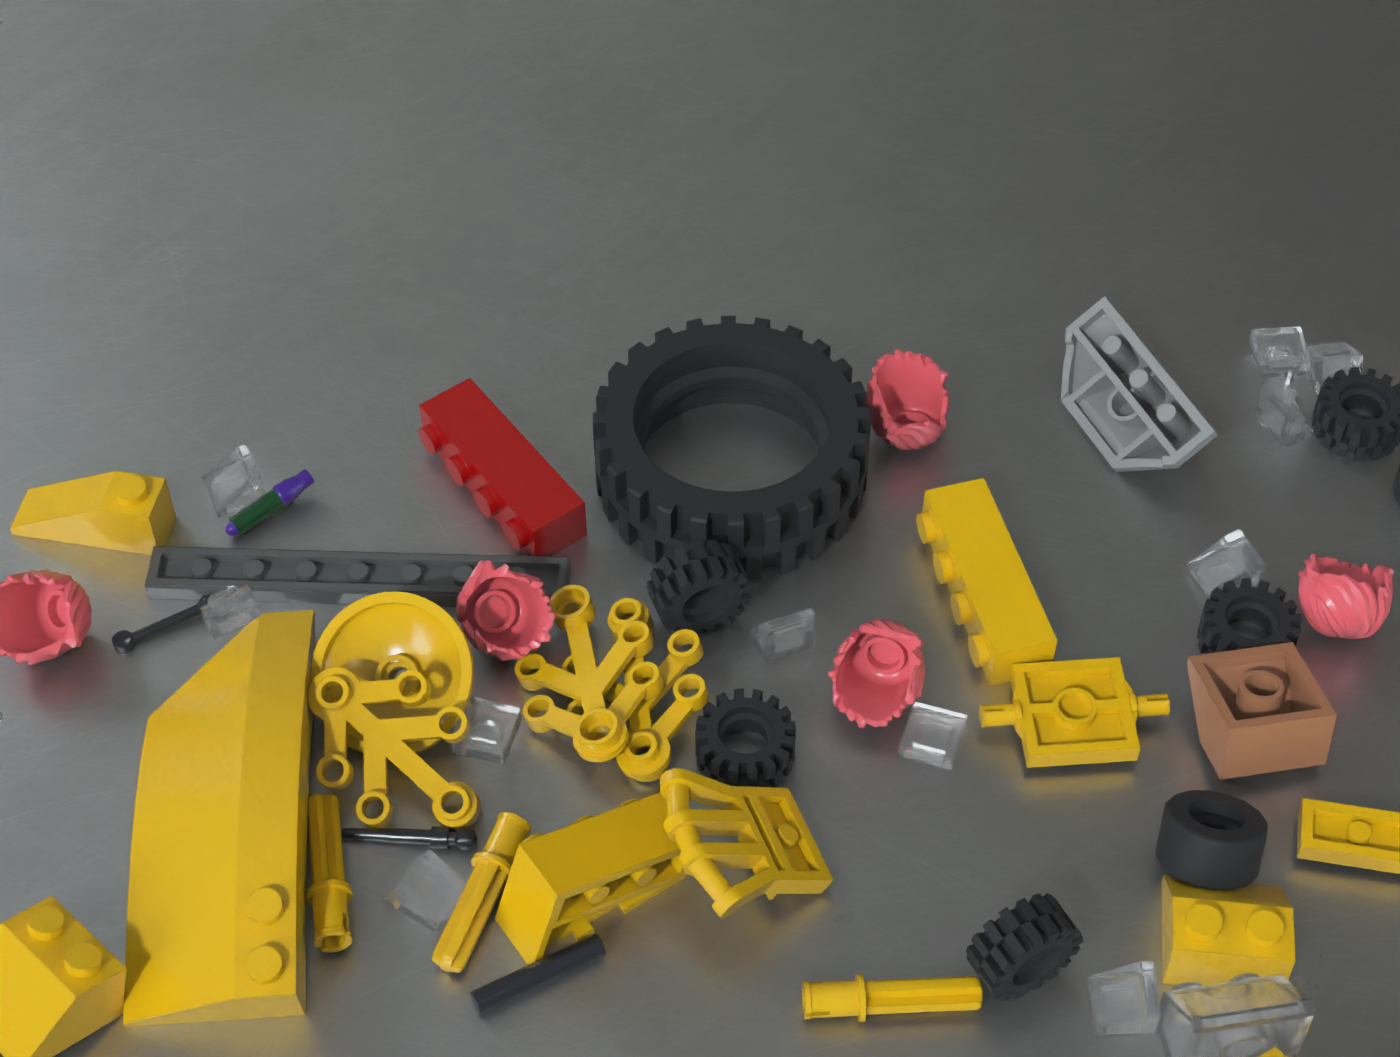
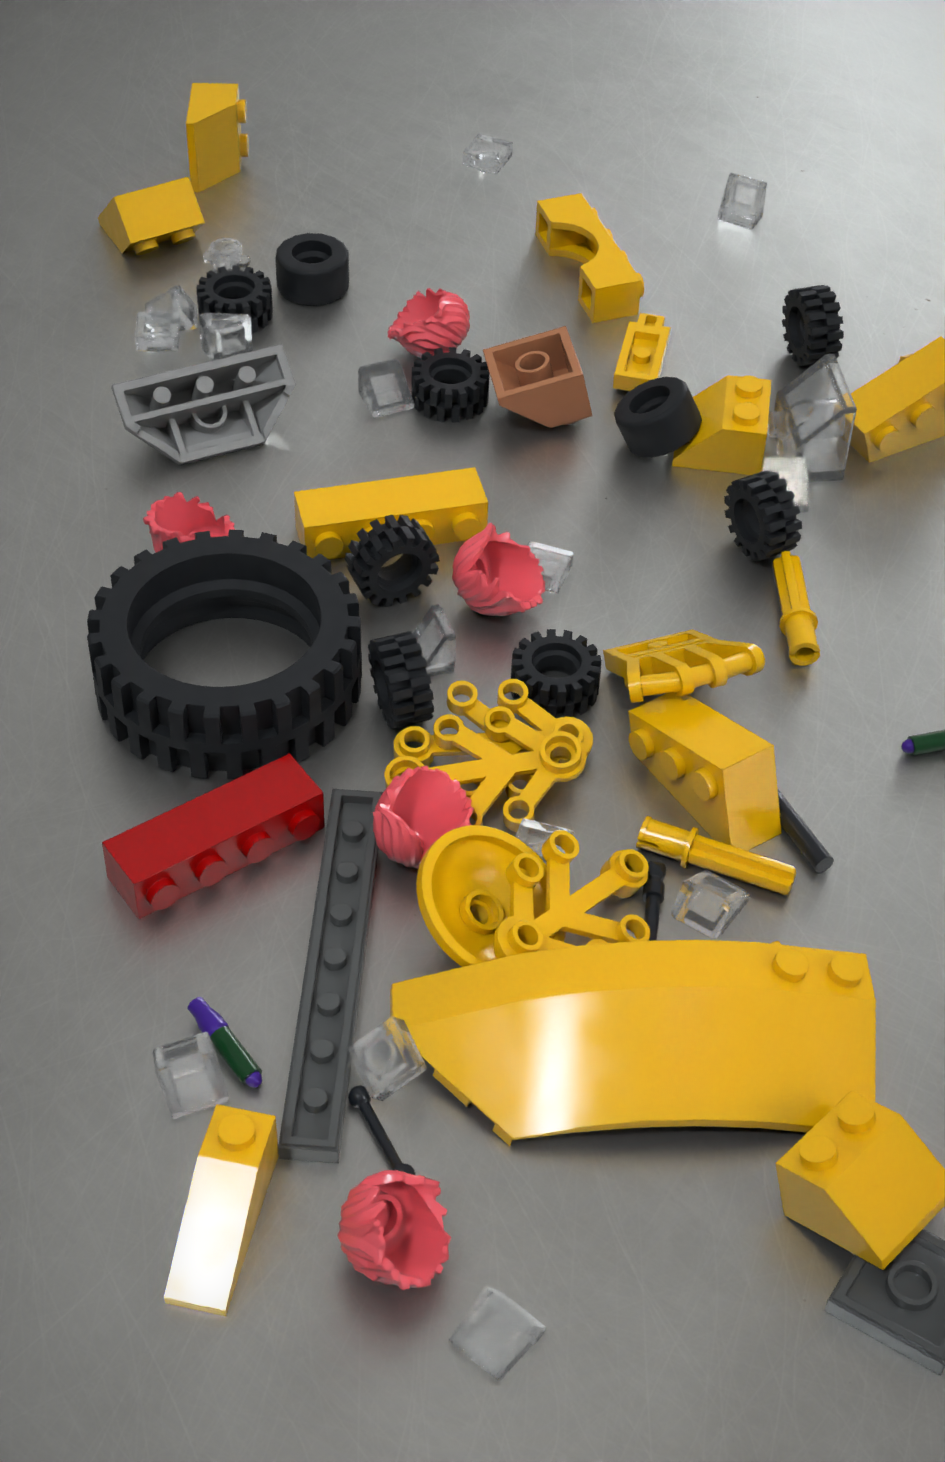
camera: 90 degrees left, 5 degrees down
(887, 572) = (384, 543): none -> black tyre
(1074, 712) = (528, 482): yellow plate -> none

